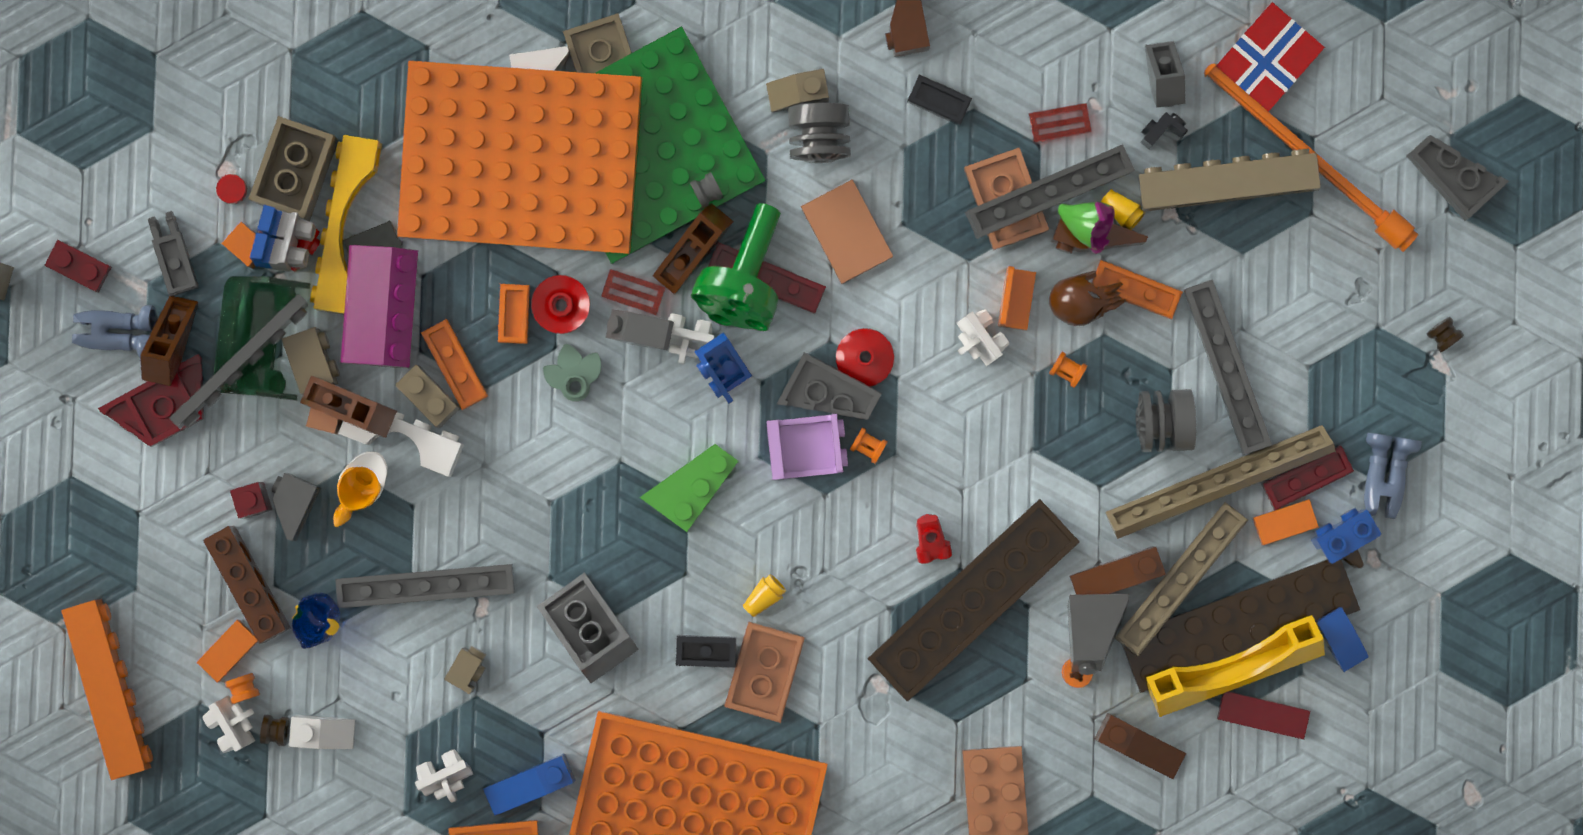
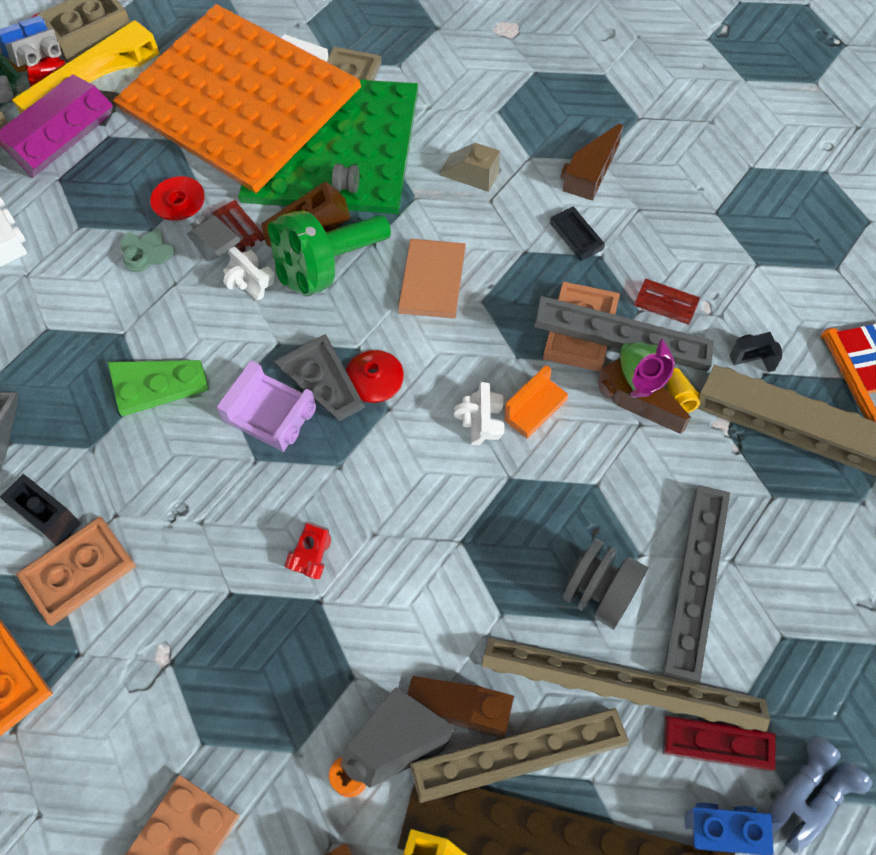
camera: 40 degrees right, 25 degrees down
(427, 396) = (29, 199): dark tan brick -> none
(454, 364) = (71, 198): orange tile -> none
(514, 313) = (138, 193): orange tile -> none
(723, 365) = (252, 302): blue bracket -> none
(764, 595) = (133, 502): yellow cone -> none
(787, 285) = (356, 288): dark red tile -> none
(819, 132) = (463, 189): dark grey wheel -> none
(868, 445) = (320, 439): orange bush -> none
(973, 600) = (303, 633): dark brown plate -> none
(1068, 369) = (541, 487): orange bush -> none
(1075, 305) = (587, 428): reddish brown helmet -> none
(1139, 289) = (650, 464): orange tile -> none
(1165, 74) = (785, 314): dark grey slope -> none
(1285, 522) = (668, 774): orange tile -> none

